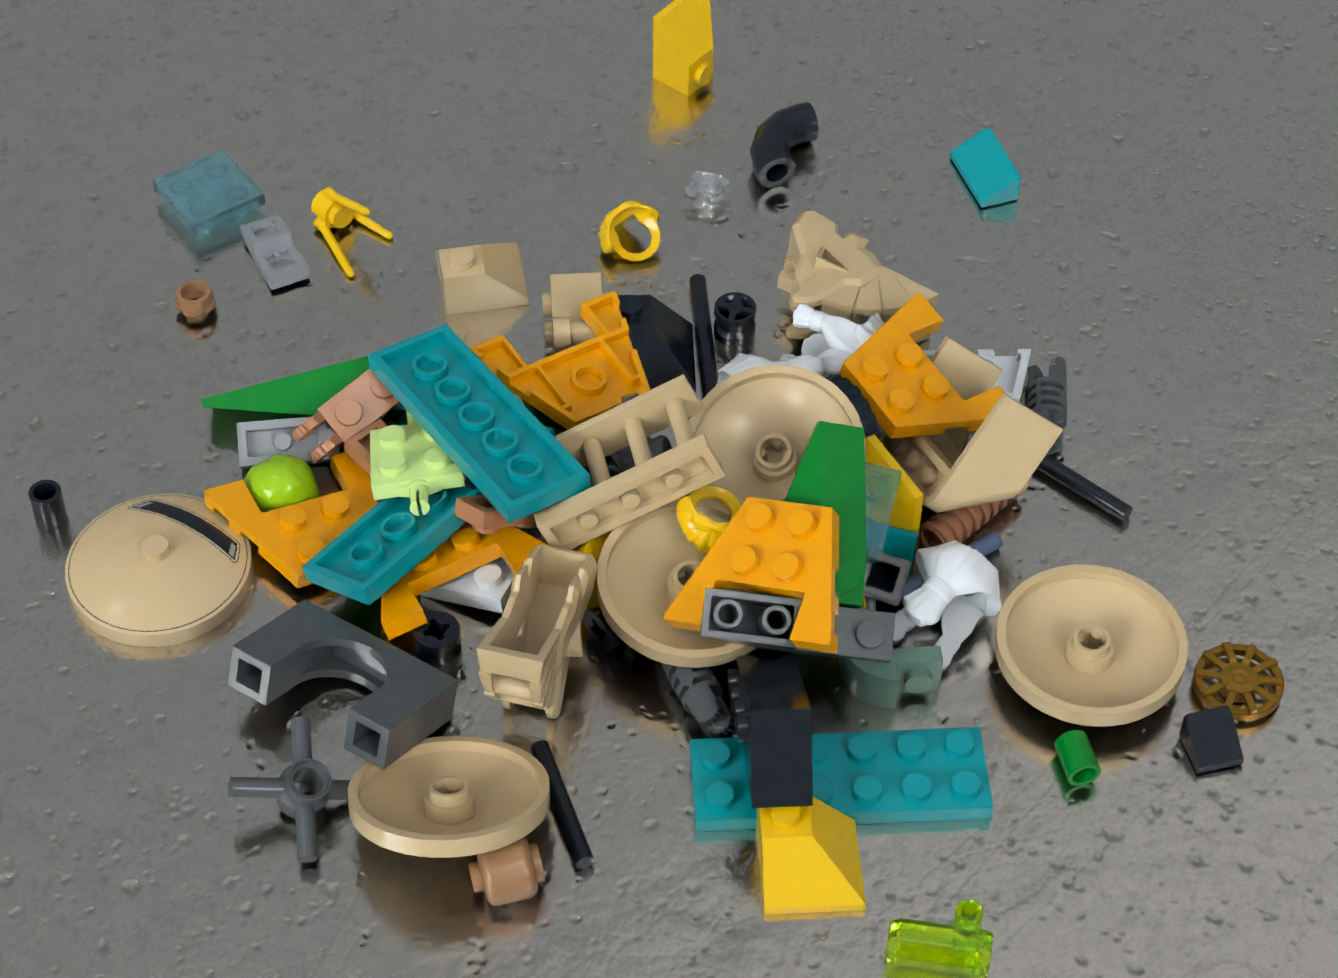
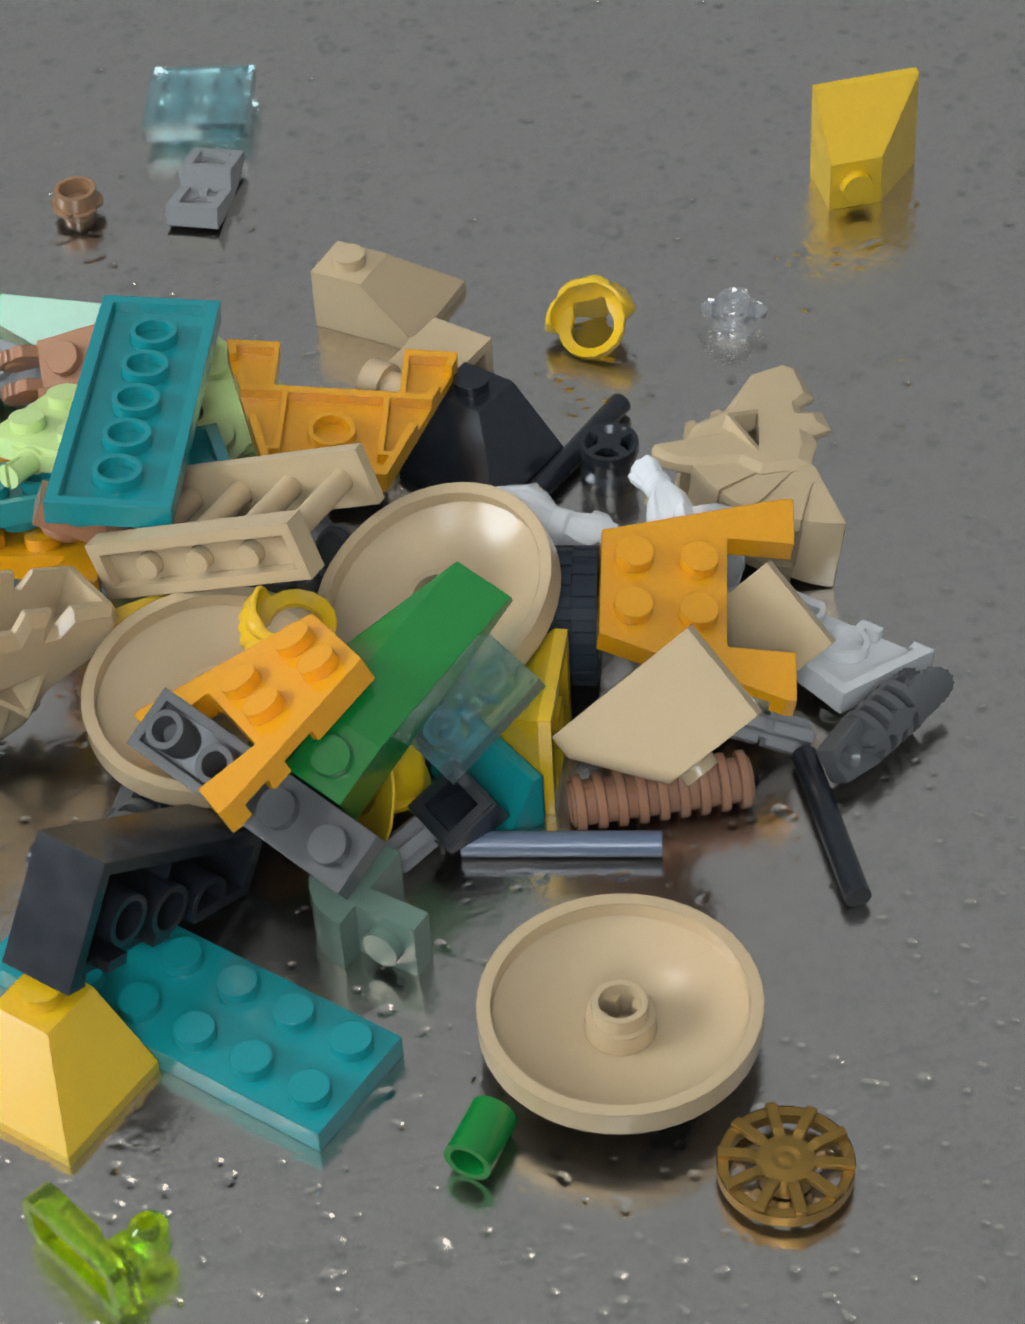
camera: 40 degrees right, 5 degrees down
(337, 212) = (303, 173): yellow plant -> none
(777, 137) = (866, 288): black cylinder -> none
(957, 589) = (509, 855): white piece -> none
(1211, 739) = (672, 1211): black slope -> none

